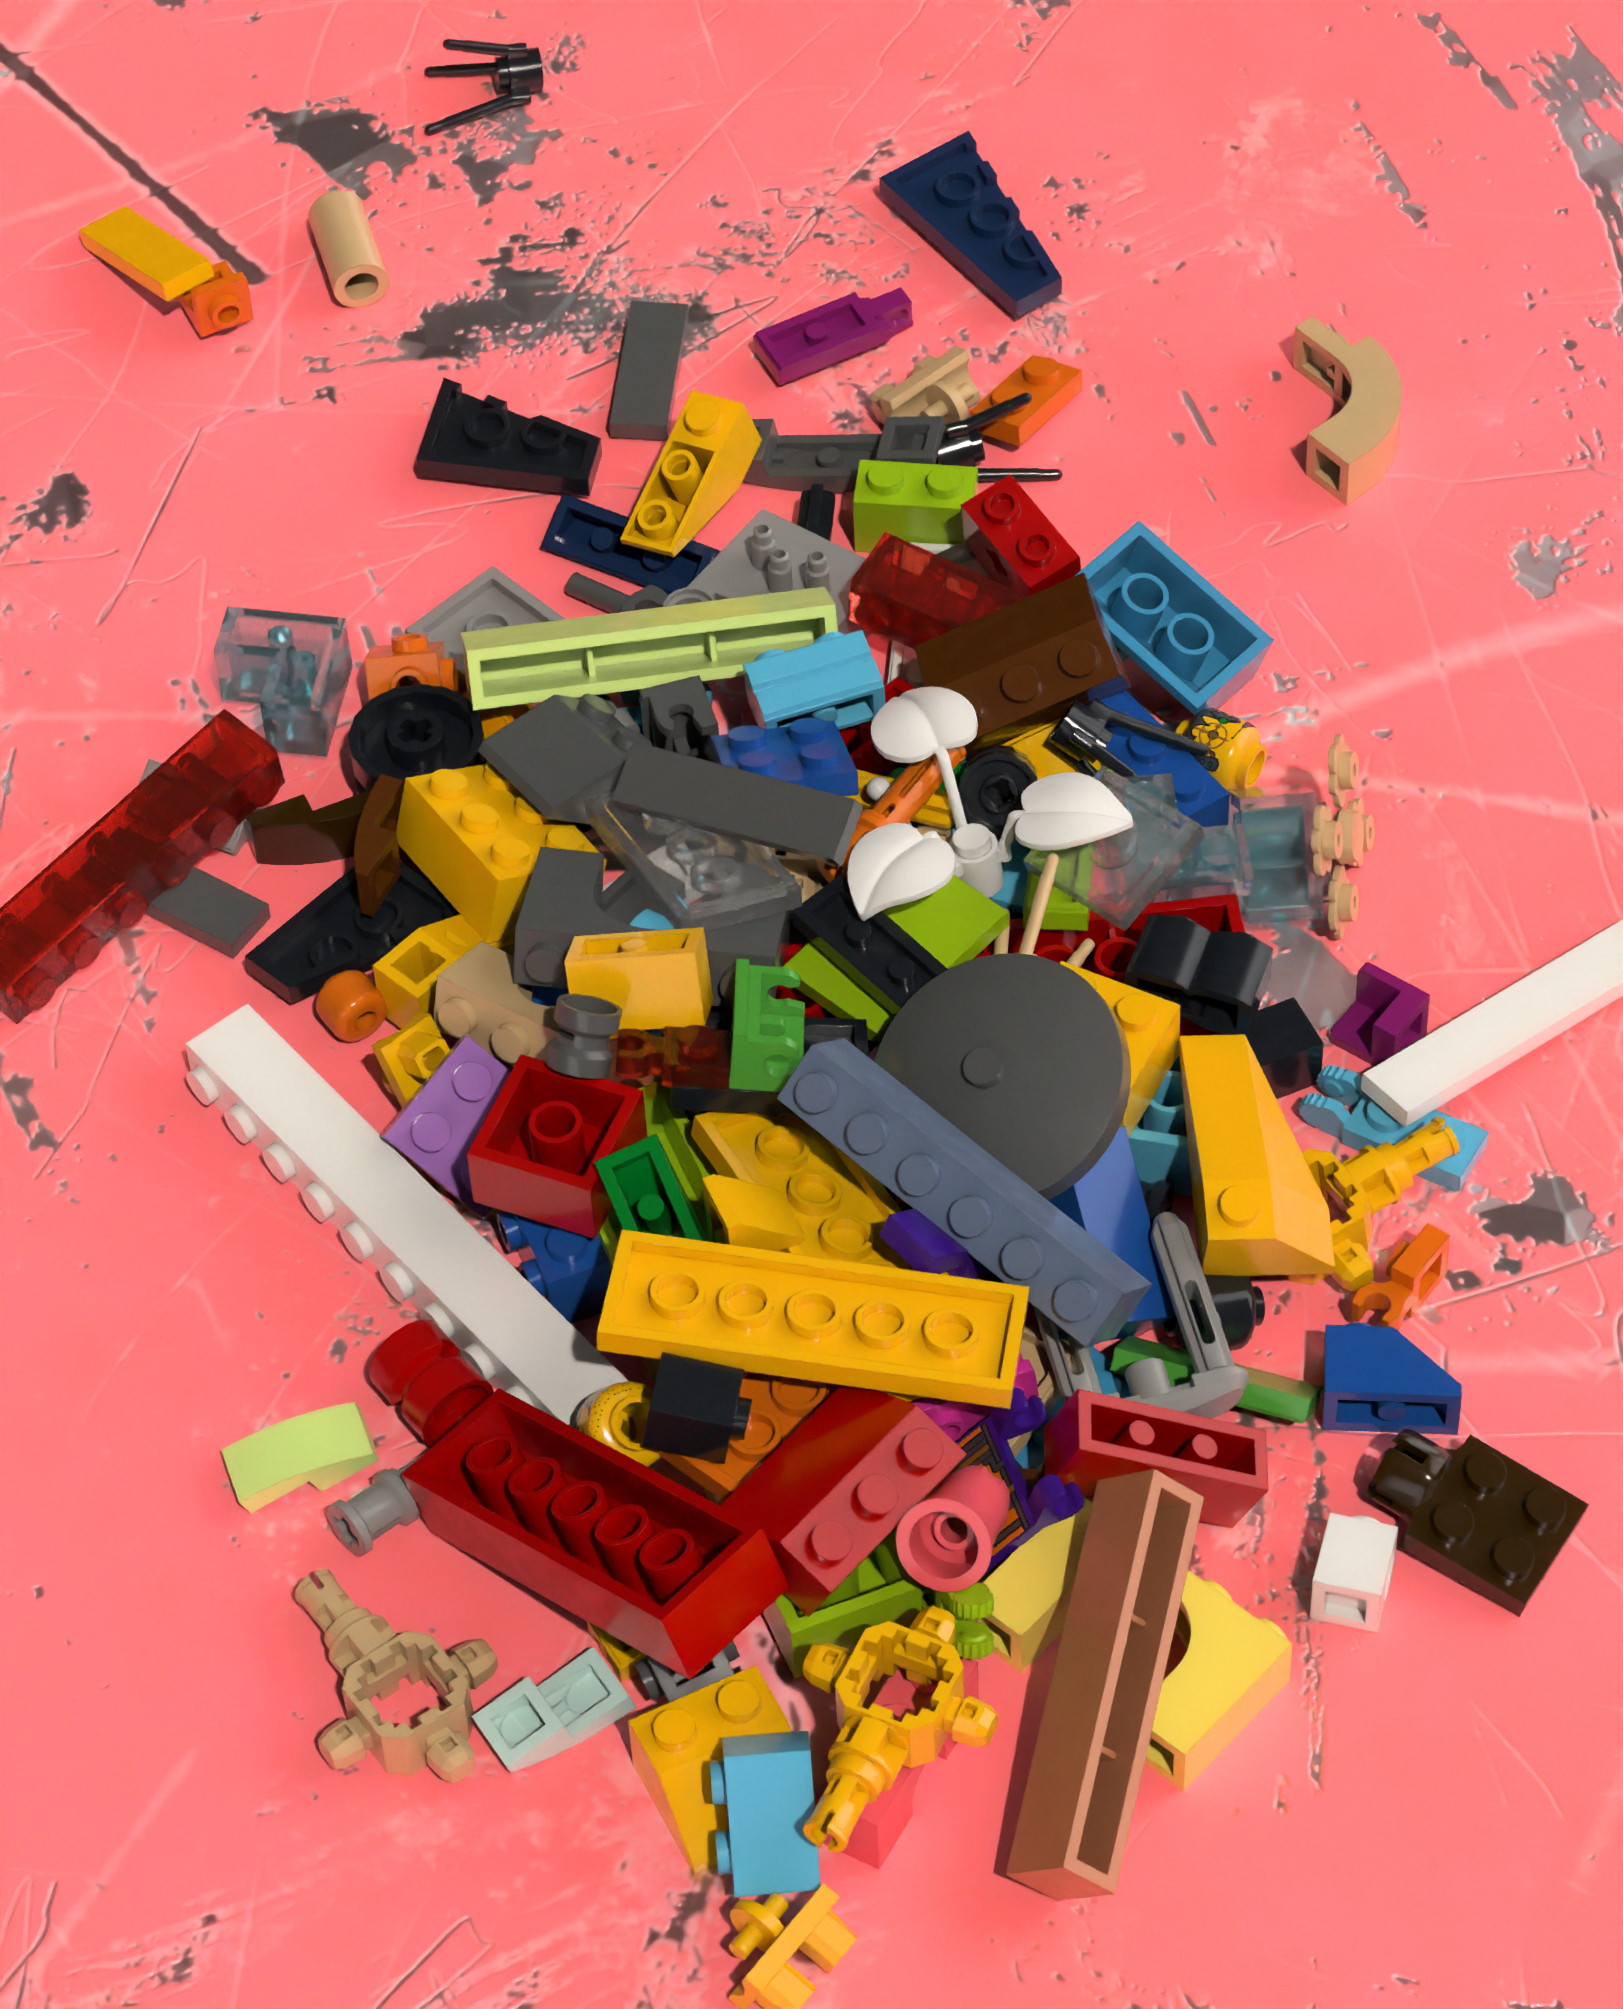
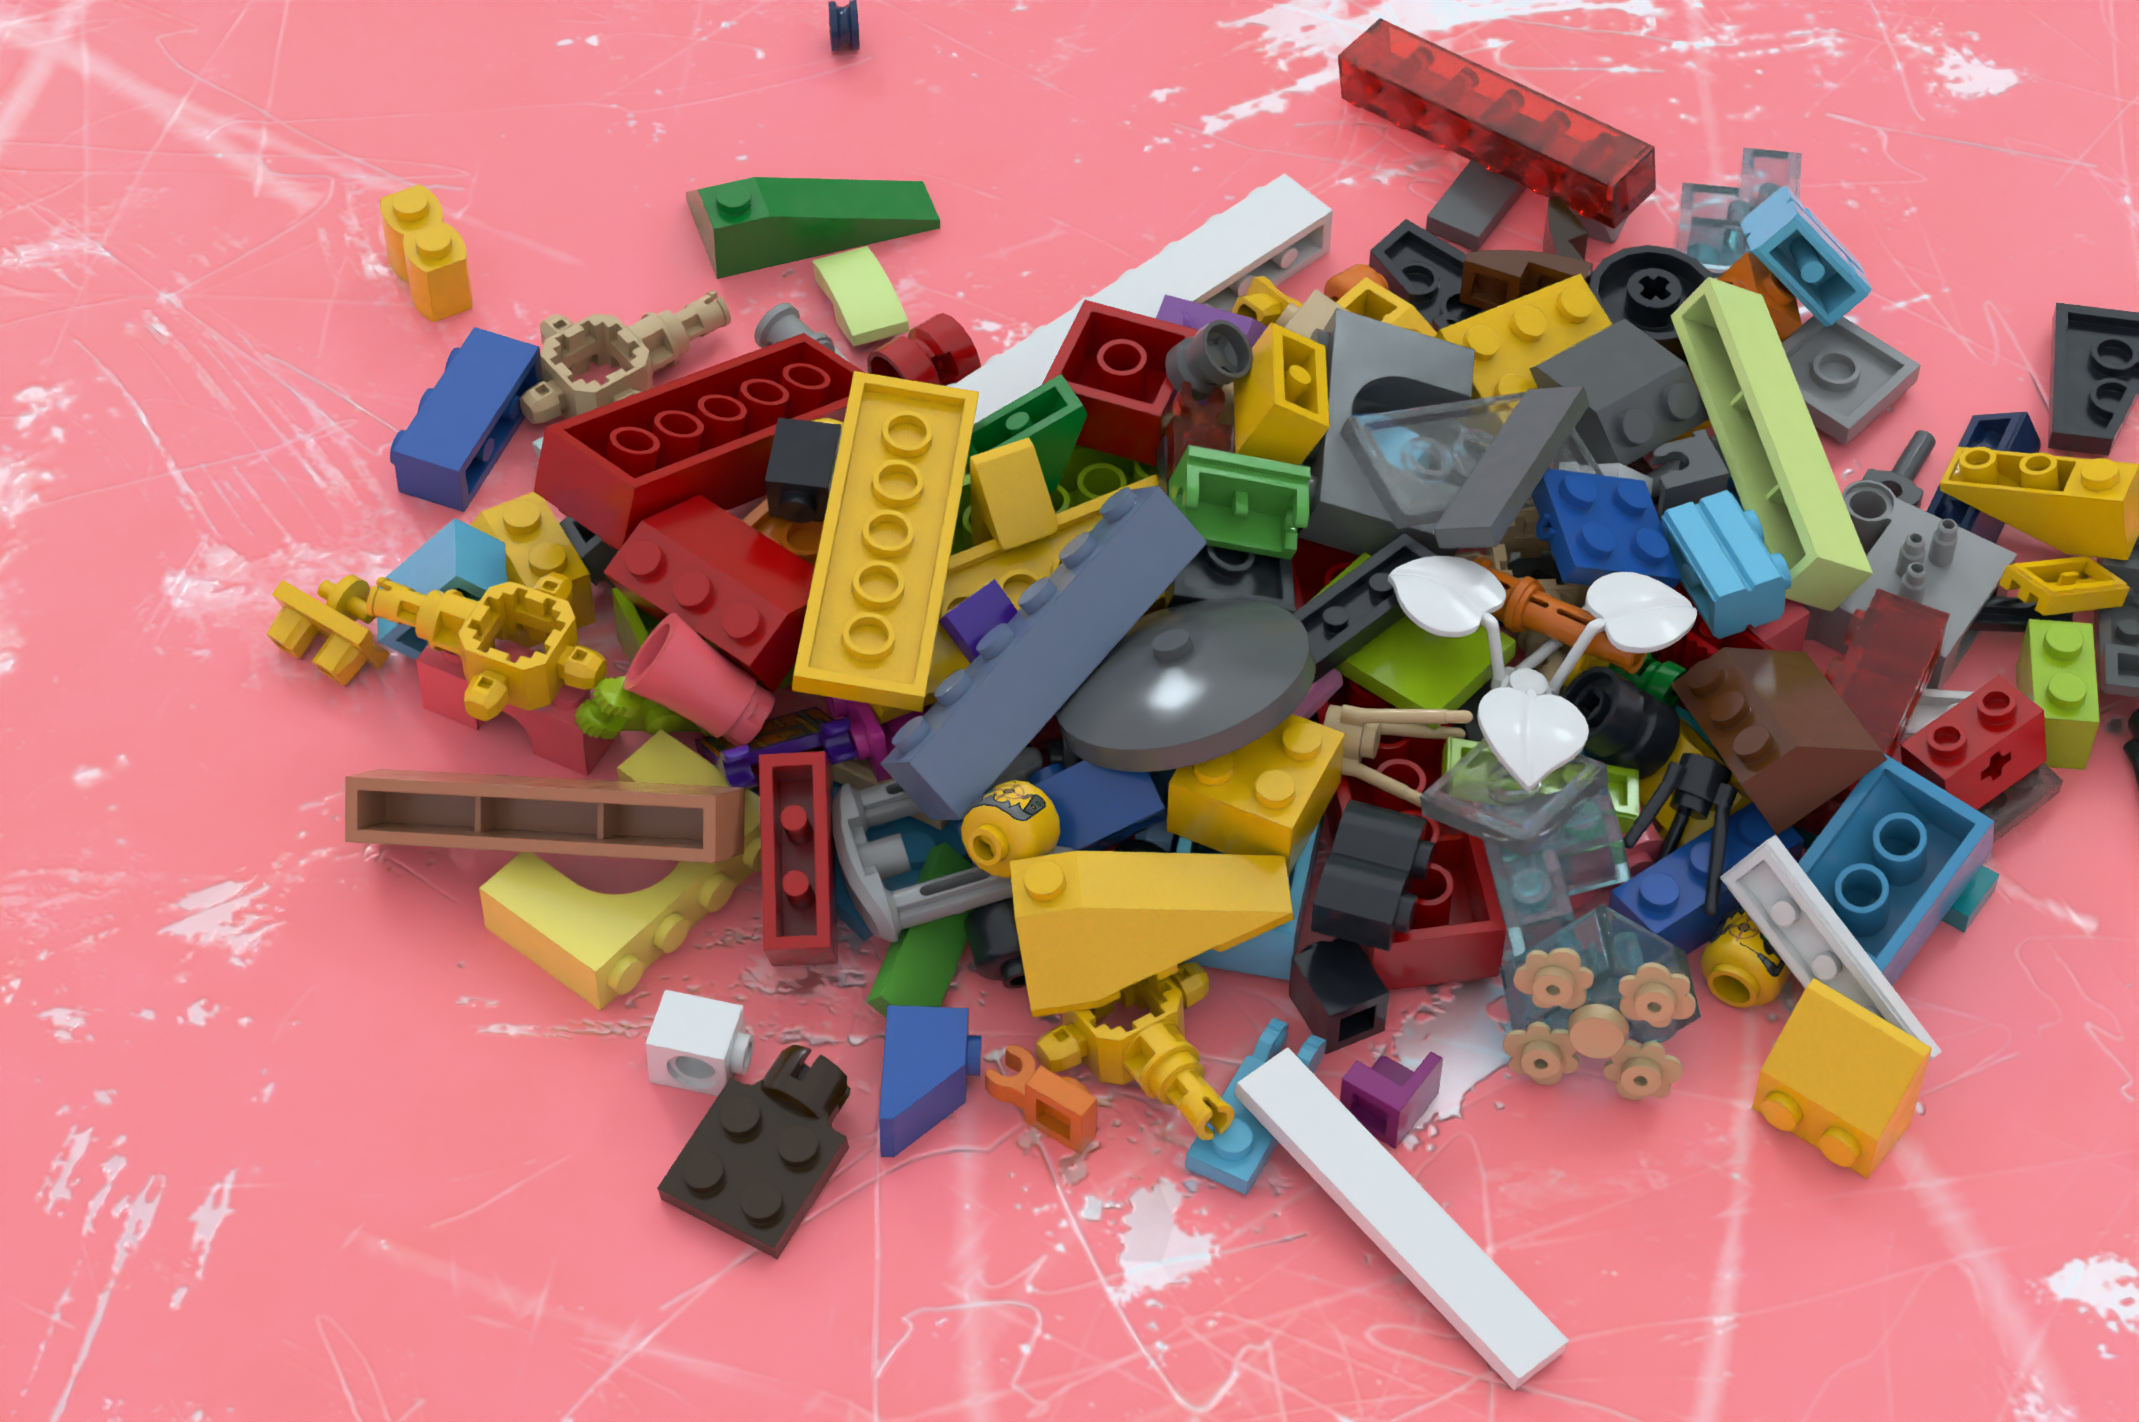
camera: 85 degrees right, 0 degrees up
(155, 1530) = (792, 219): none -> green wedge
(190, 1889) = (426, 253): none -> yellow brick
(388, 606) = (1805, 256): none -> medium azure brick
(471, 1830) = (465, 419): none -> blue brick
(787, 486) = (2064, 585): none -> yellow tile
(1159, 1245) = (1009, 825): none -> yellow head
(1258, 674) = (1813, 936): none -> white tile
(1375, 685) = (1842, 1079): none -> yellow slope

